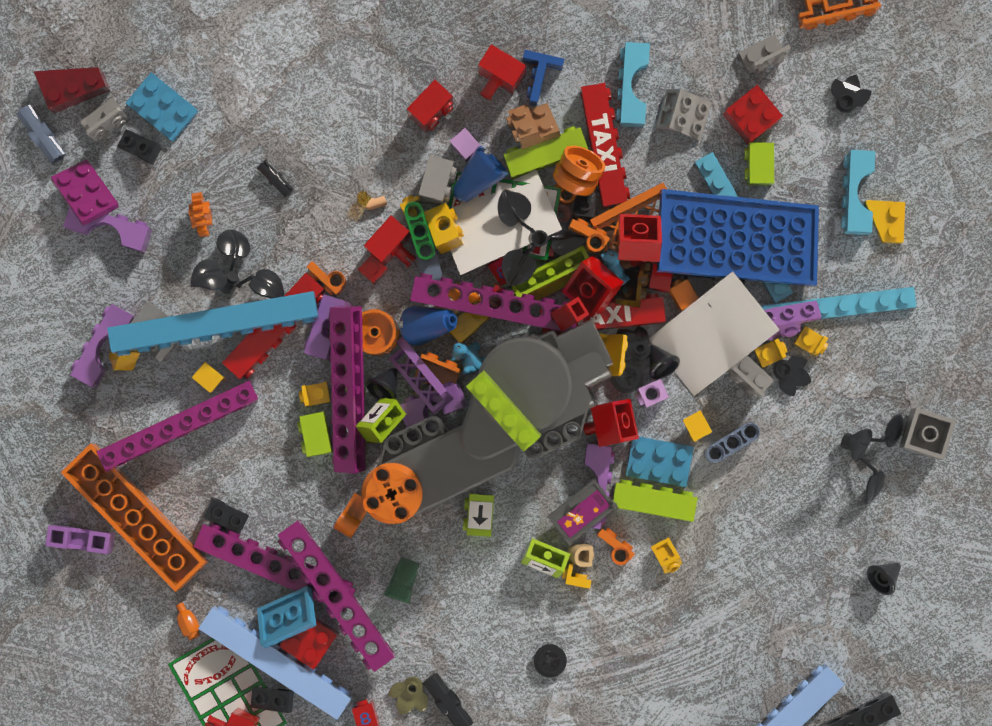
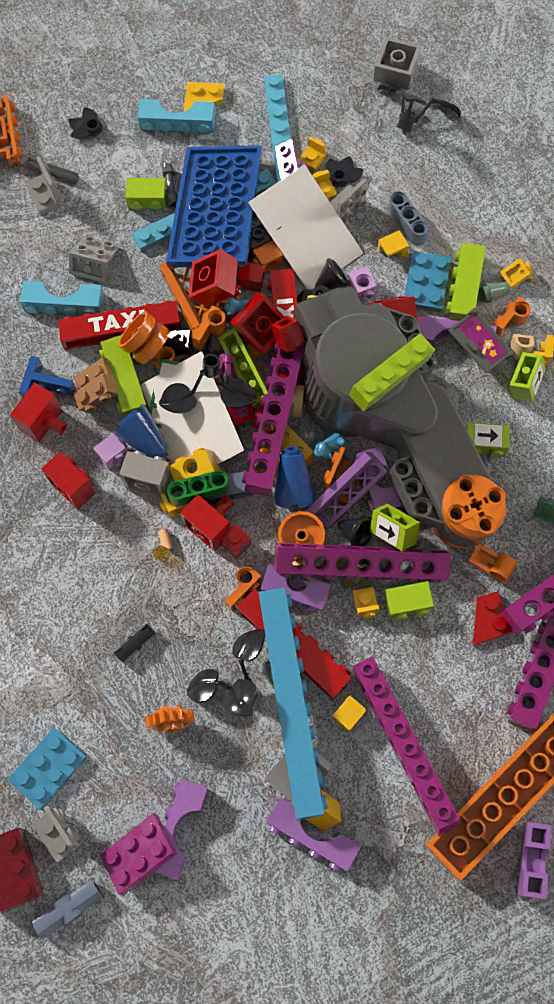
camera: 85 degrees left, 15 degrees down
(139, 146) = (89, 792): black plate -> none
(225, 515) = (498, 697): black plate -> none
(300, 508) = (489, 620): none -> red wing
(515, 328) = (298, 401): none -> light nougat piece
(548, 255) = (227, 365): none -> flat silver piece
(634, 290) = (254, 283): dark brown bracket -> none
(645, 527) = (493, 291): none -> sand green cone
(752, 115) = (99, 198): red brick -> none
(789, 186) = (168, 174): none -> dark grey bar
(791, 62) = (56, 171): none -> dark grey axle
(884, 577) = (529, 98): black hat -> none

